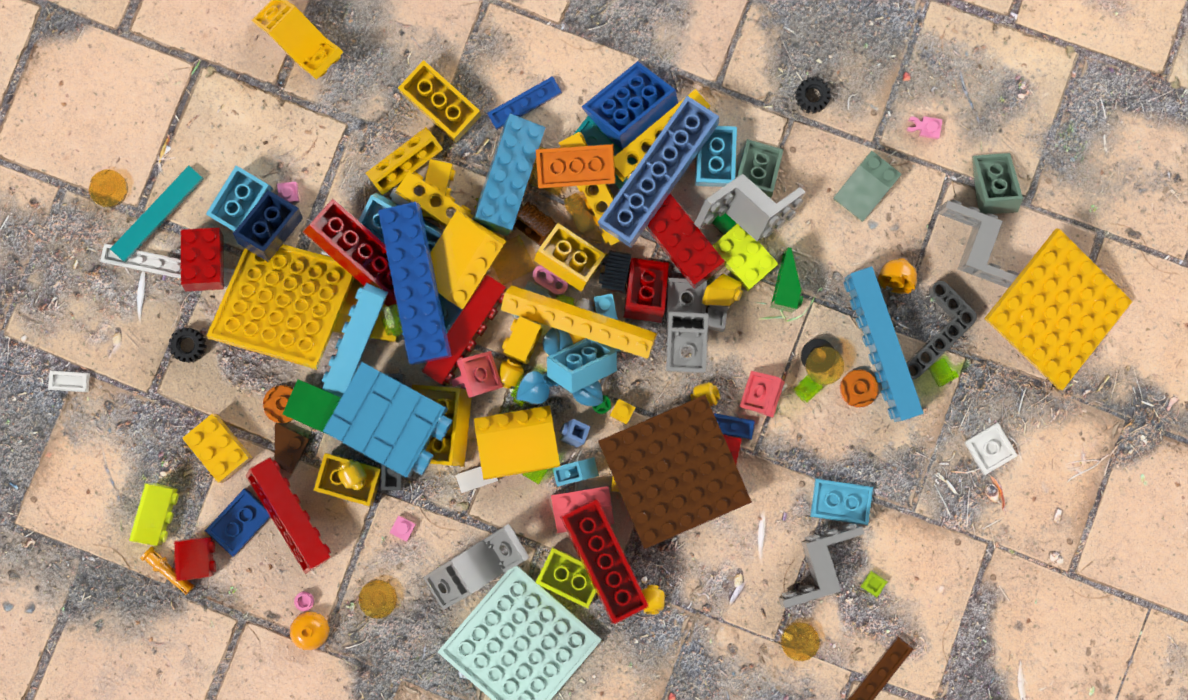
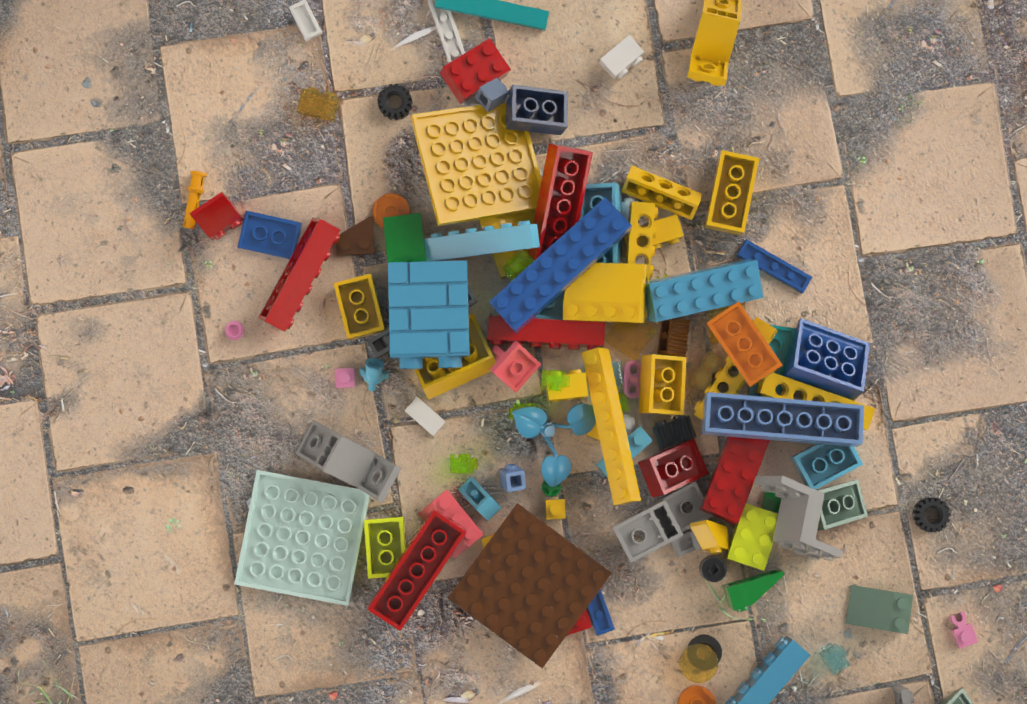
camera: 60 degrees right, 0 degrees up
(149, 413) = (318, 104): none -> clear yellow brick
(154, 514) = (235, 160): neon yellow slope -> none
(217, 448) = (322, 179): yellow brick -> none
(231, 256) = (492, 94): none -> sand blue brick
(237, 198) = (544, 70): medium azure brick -> none
(267, 126) = (622, 57): none -> white brick
(288, 191) = (576, 109): bright pink plate -> none
(309, 630) = (212, 349): light orange cylinder -> none
(352, 474) = (365, 308): yellow head -> none
(378, 599) = (272, 392): clear yellow tile -> none
(413, 500) = (373, 372): none -> medium azure piece
(510, 346) = (554, 380): none -> clear neon green brick
(510, 373) = (531, 392): yellow head -> none
(516, 442) = (475, 433): yellow slope -> none
(581, 364) = (574, 450): medium azure brick -> none
(654, 598) = (409, 632): yellow head -> none
(708, 389) = (618, 573): yellow head -> none
(751, 306) = (712, 569): none -> black wheel
(762, 393) = (642, 622): coral bracket -> none
(806, 389) = (668, 659): clear neon green panel -> none
(886, 248) = (834, 658): none -> clear light blue brick
(898, 275) = (816, 683): light orange cylinder -> none

